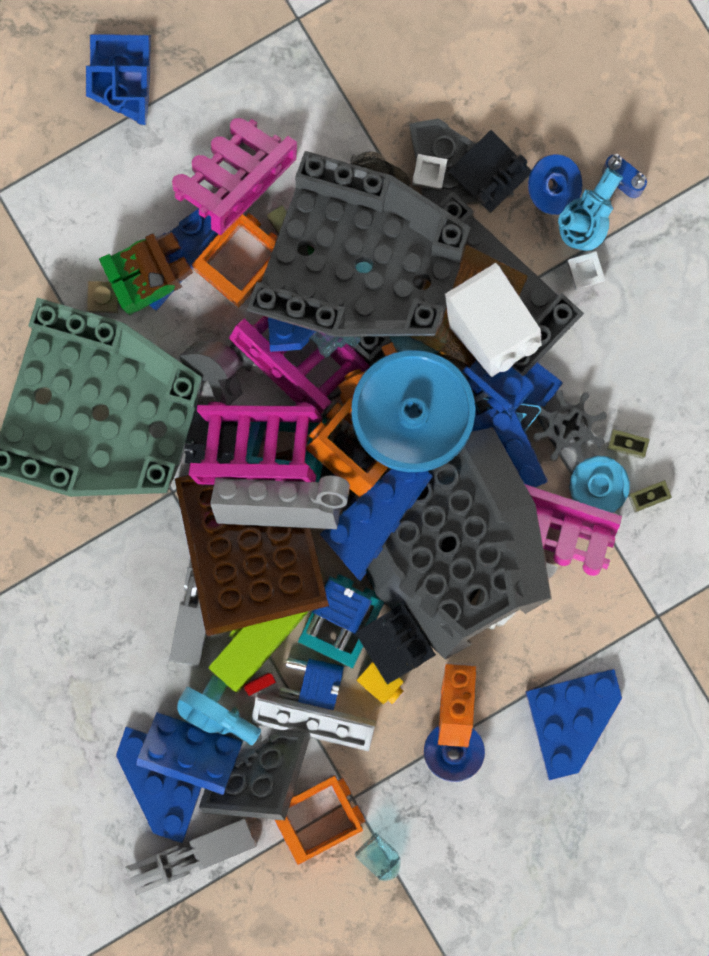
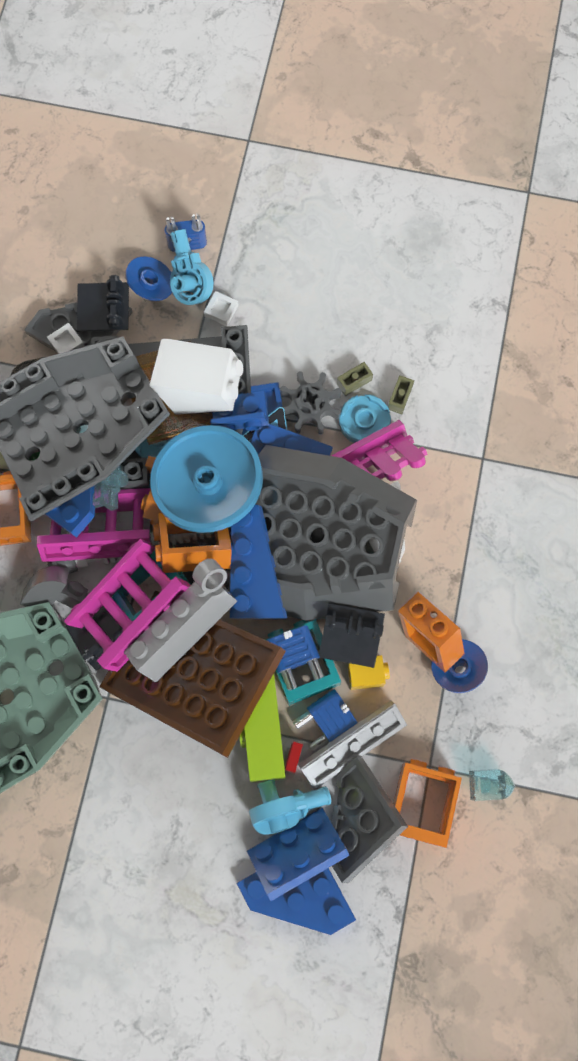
camera: 50 degrees left, 10 degrees down
(189, 630) = (207, 767): light grey arm -> none
(207, 849) = (375, 905): light grey arm -> none
(572, 718) = (504, 570): blue plate -> none

